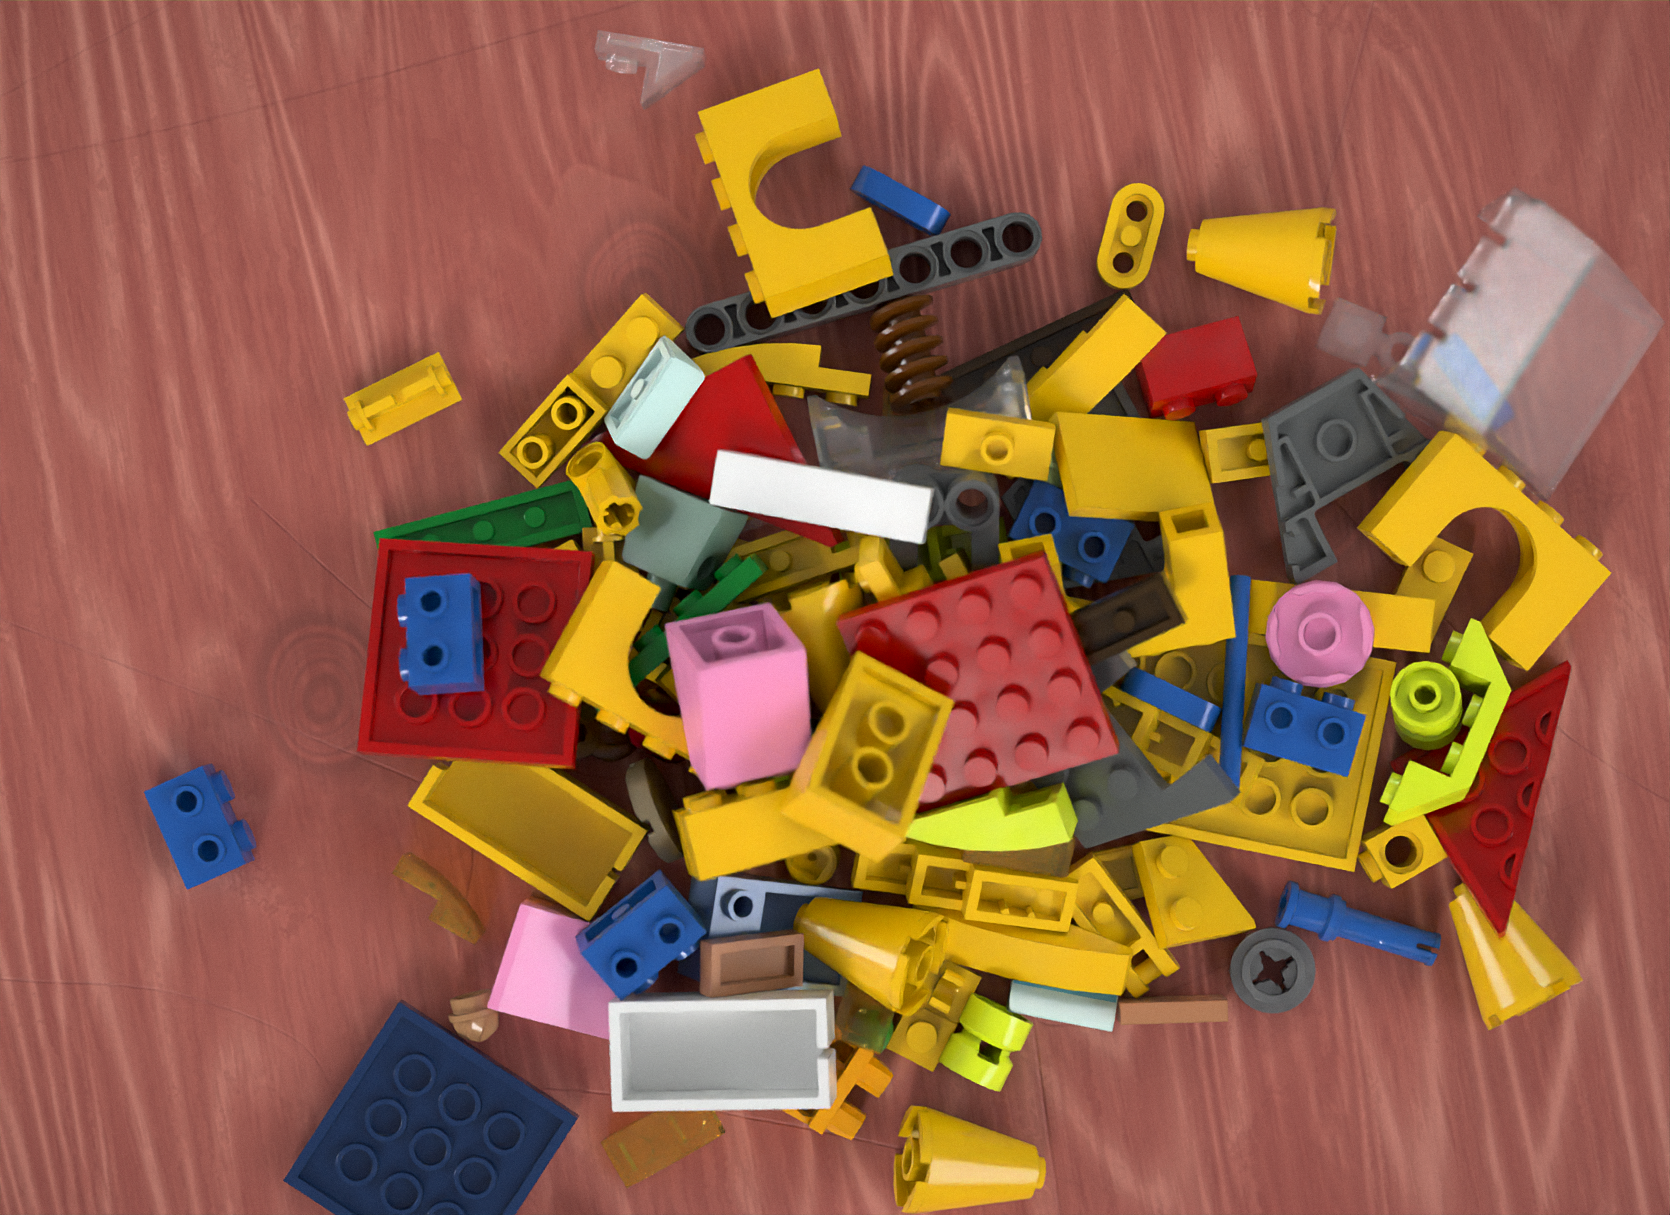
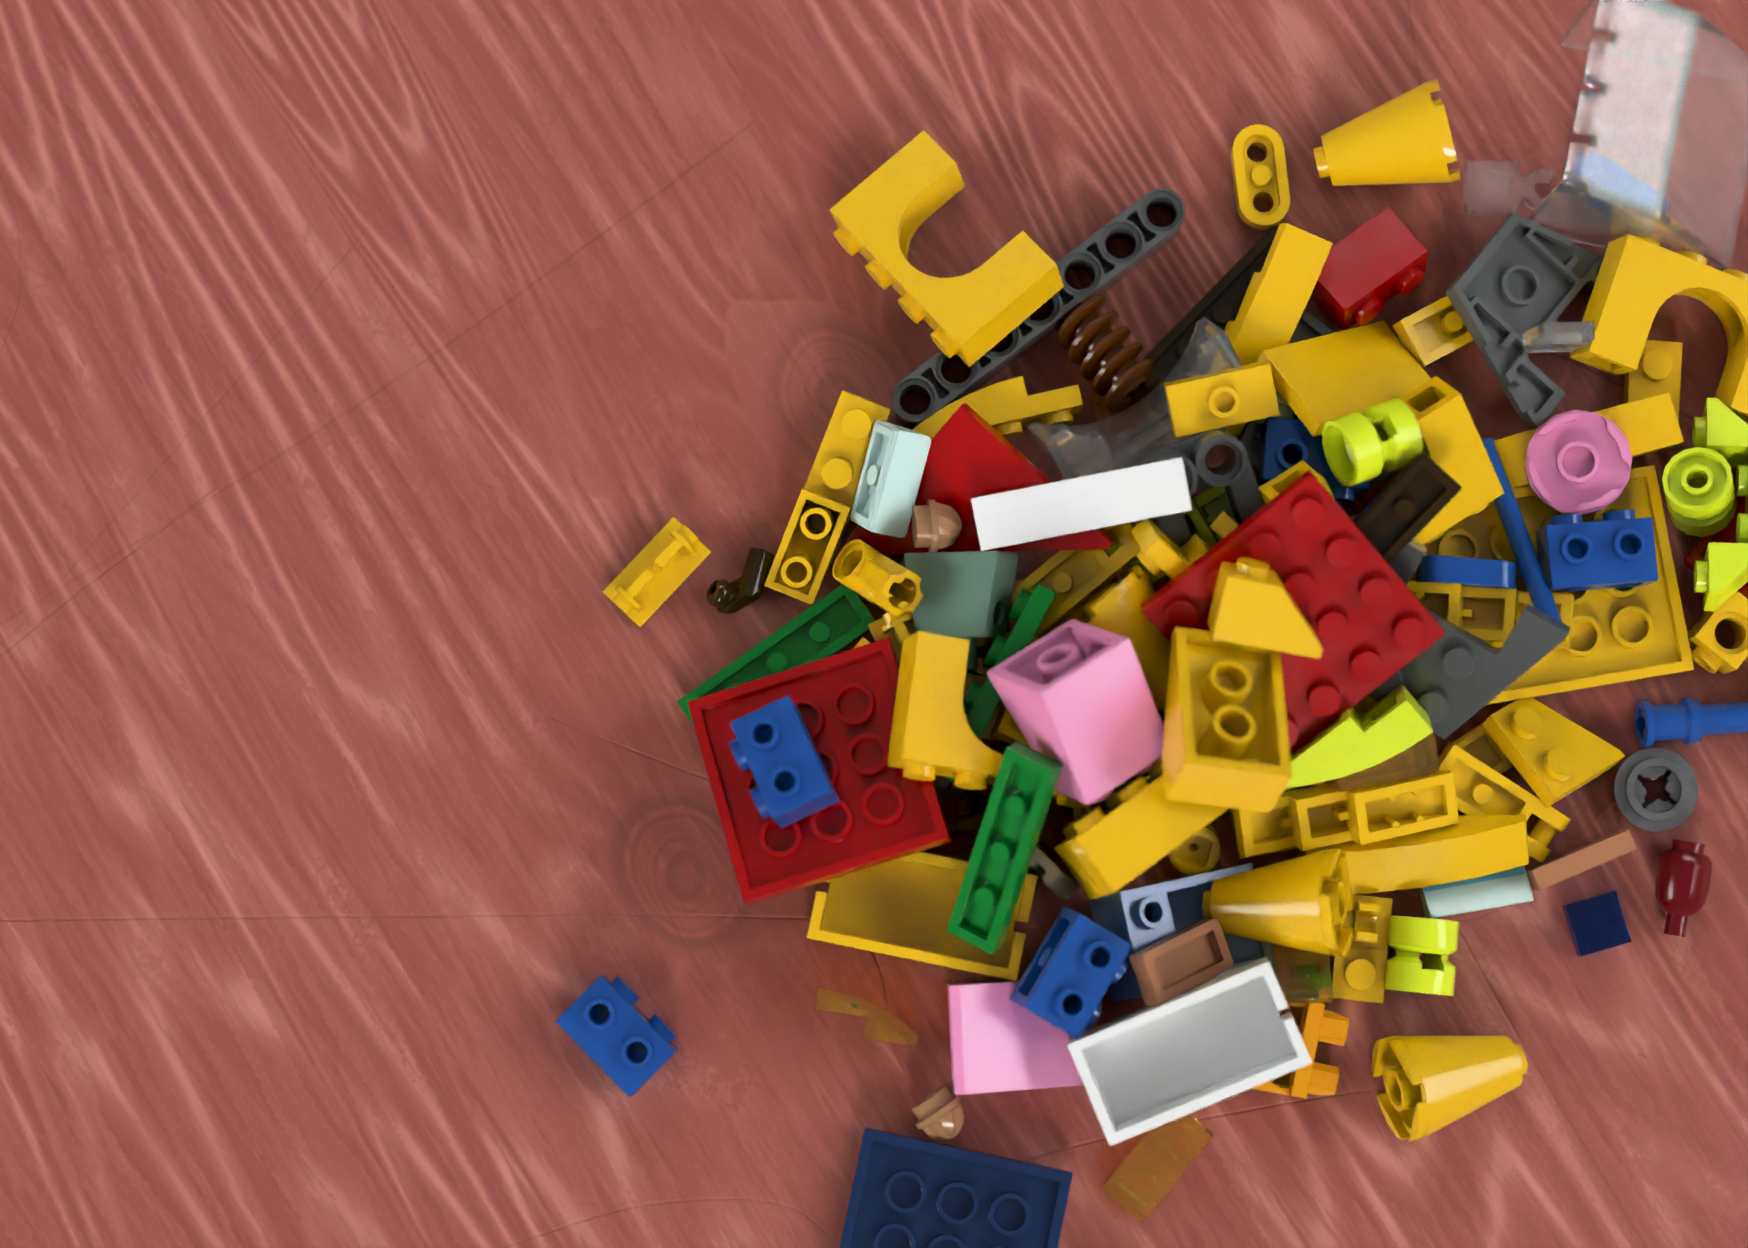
camera: 20 degrees left, 5 degrees down
(479, 448) = (745, 589): none -> dark brown arm
(619, 795) = (1004, 847): none -> green plate
(665, 62) = (780, 177): clear slope -> none
(678, 461) = (935, 525): none -> medium nougat plate
(900, 201) = (1041, 222): blue beam -> none
(944, 669) = (1258, 611): none -> yellow slope
(1116, 543) = (1371, 442): none -> neon yellow wheel
(1166, 1074) = (1596, 923): none -> clear blue tile
(1261, 1068) = (1682, 883): none -> dark red plant
(1348, 506) = (1558, 337): none -> clear tile

